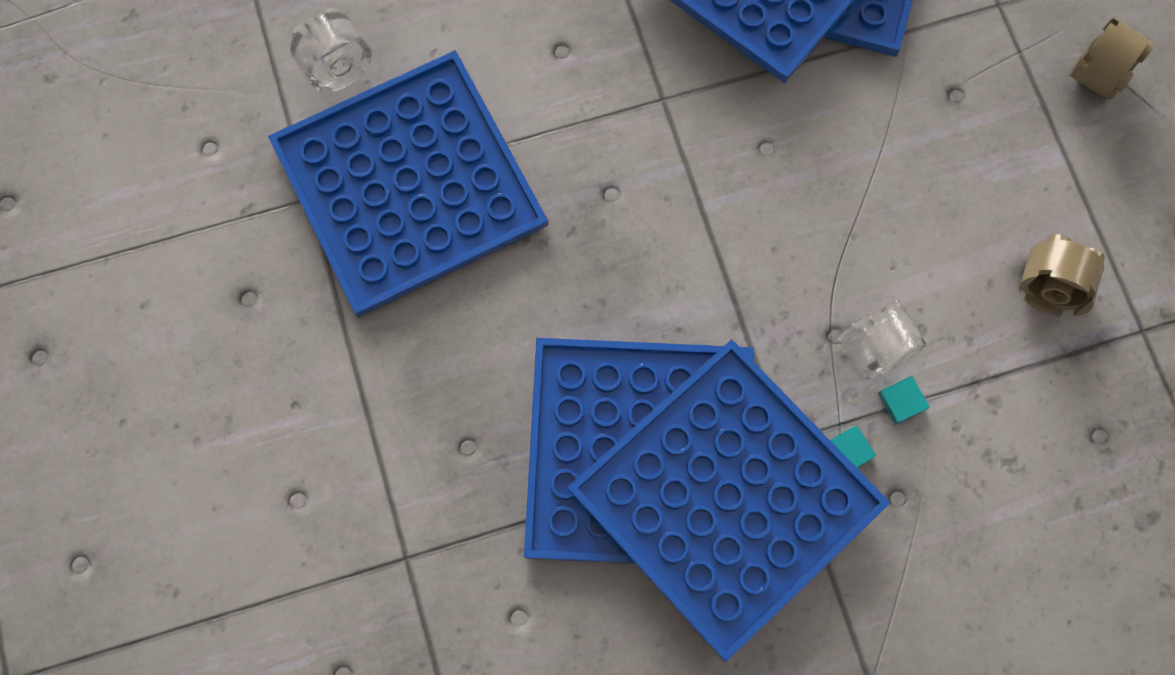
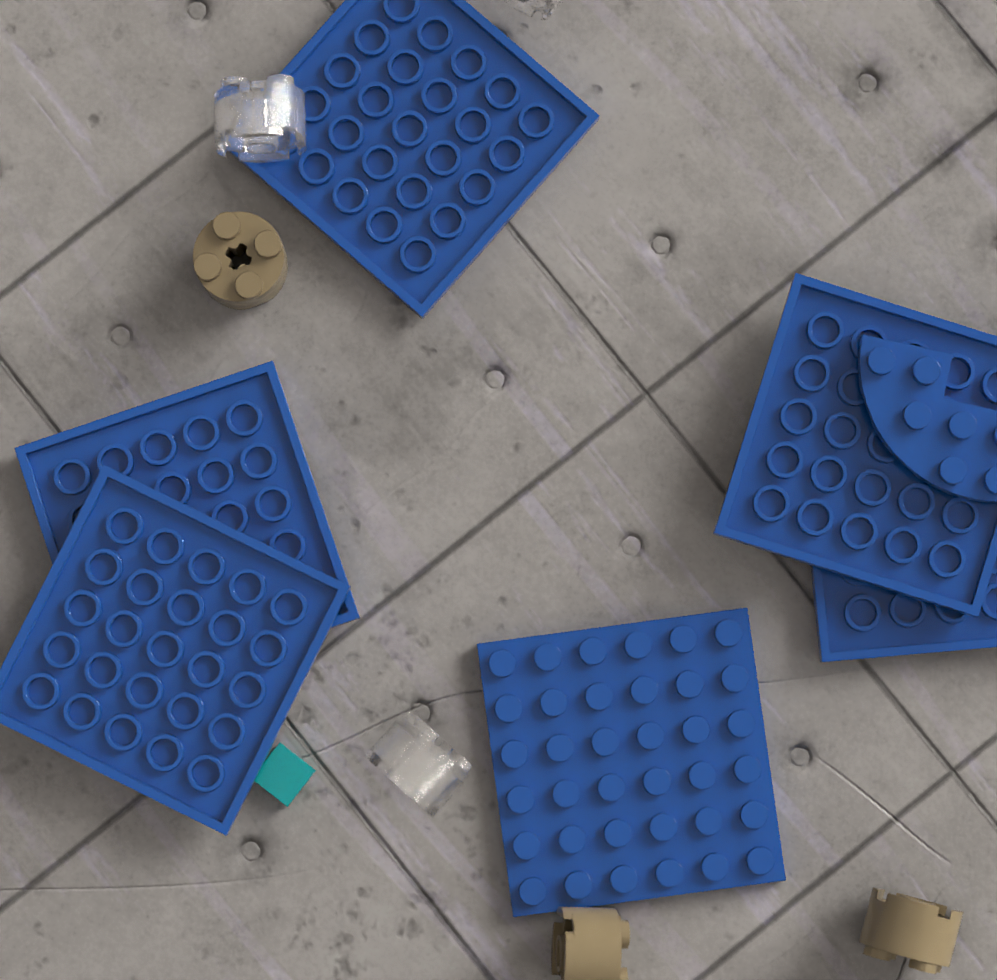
camera: 70 degrees right, 10 degrees up
(353, 268) = (259, 118): none -> clear brick
(457, 312) = (228, 237): none -> dark tan brick
(903, 400) = (369, 817): teal tile -> none
(924, 207) = (630, 762): none -> blue plate

